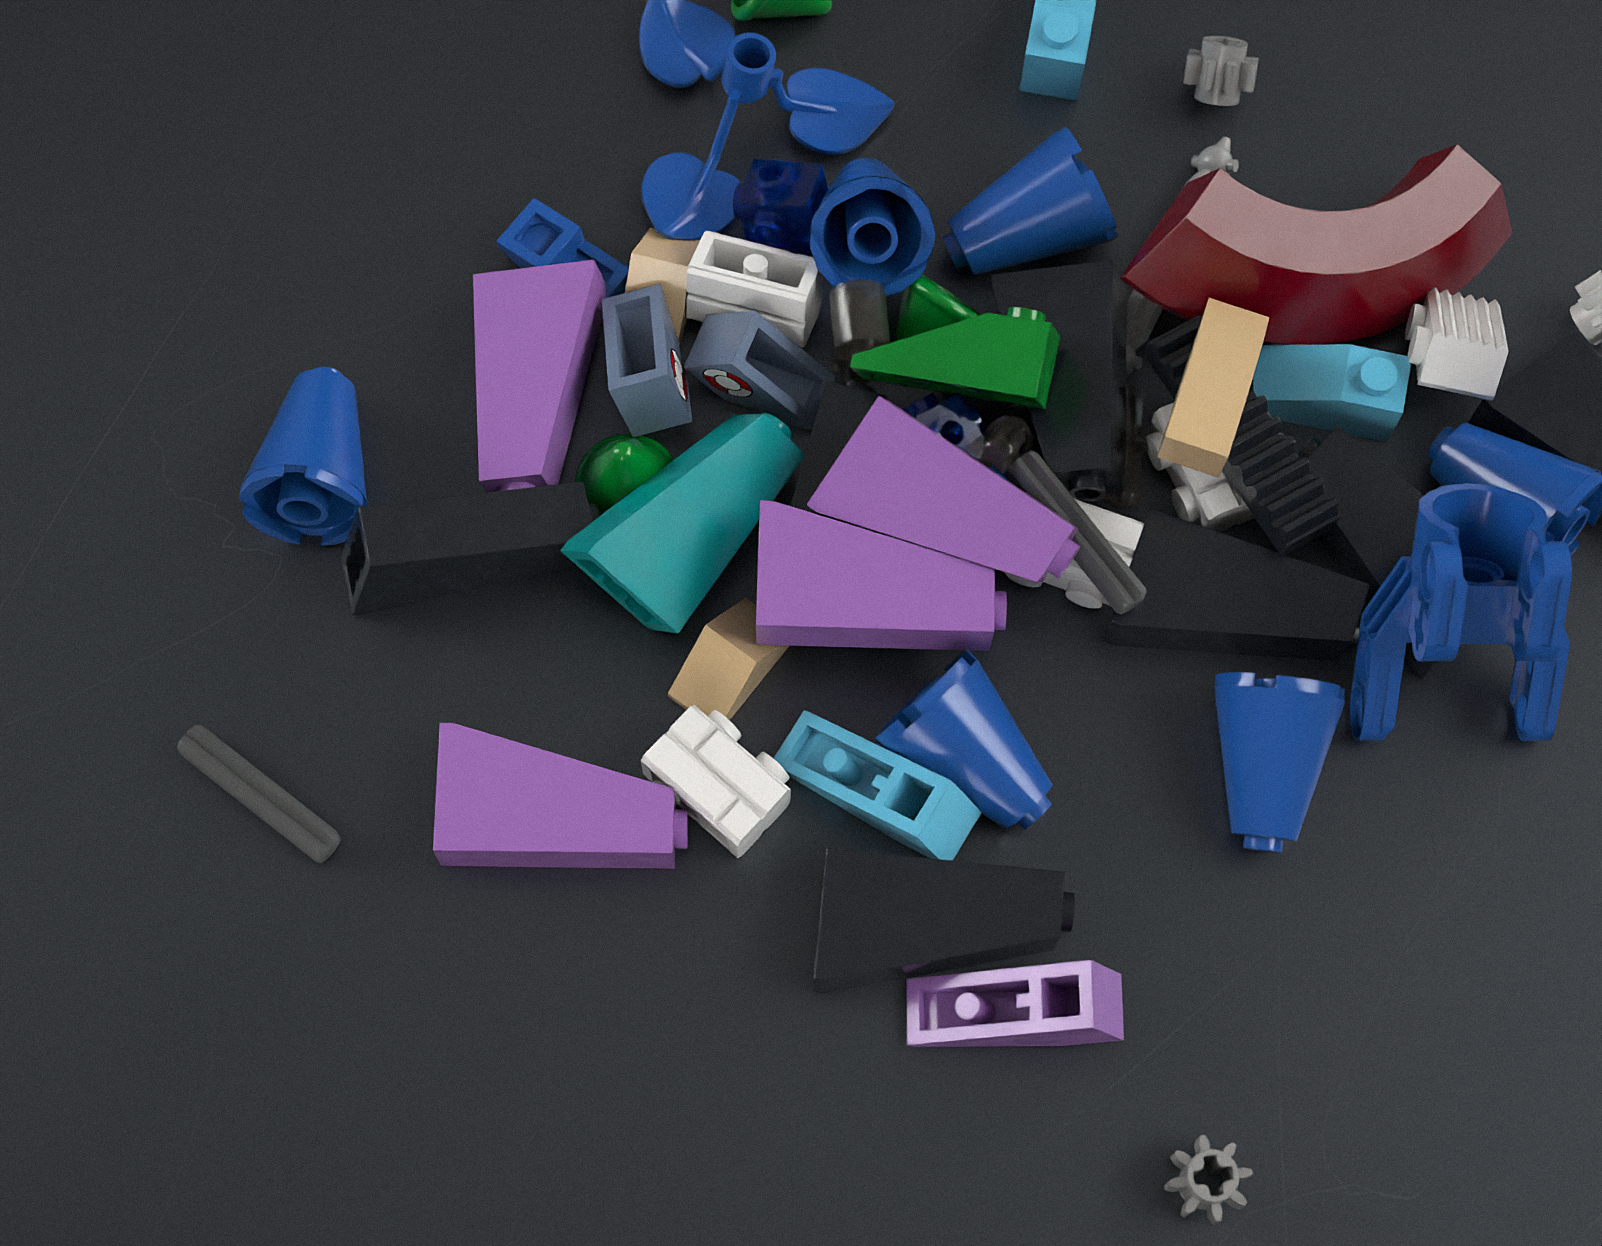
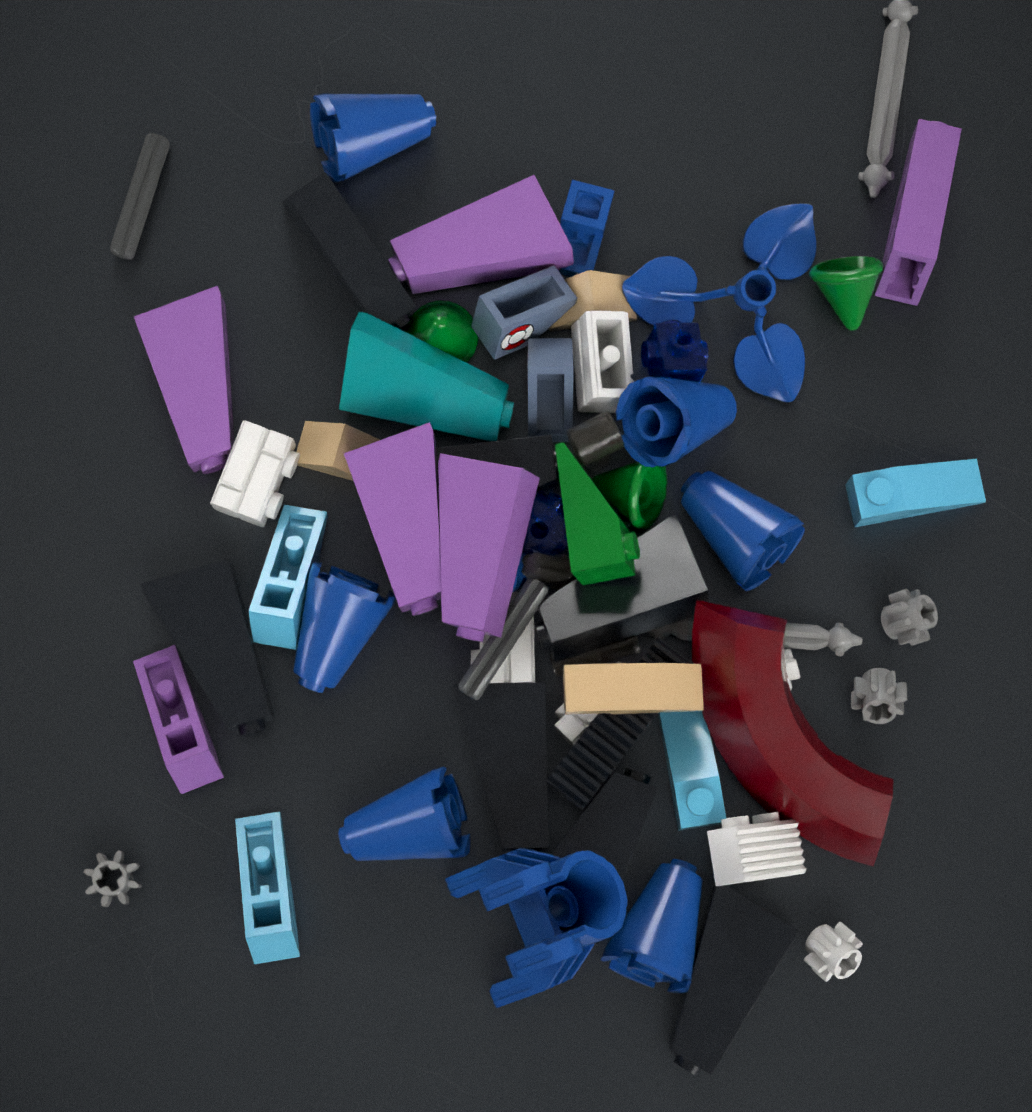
camera: 70 degrees right, 10 degrees up
(1294, 973) = (266, 889): none -> medium azure slope
(1306, 139) = (879, 695): none -> light grey gear

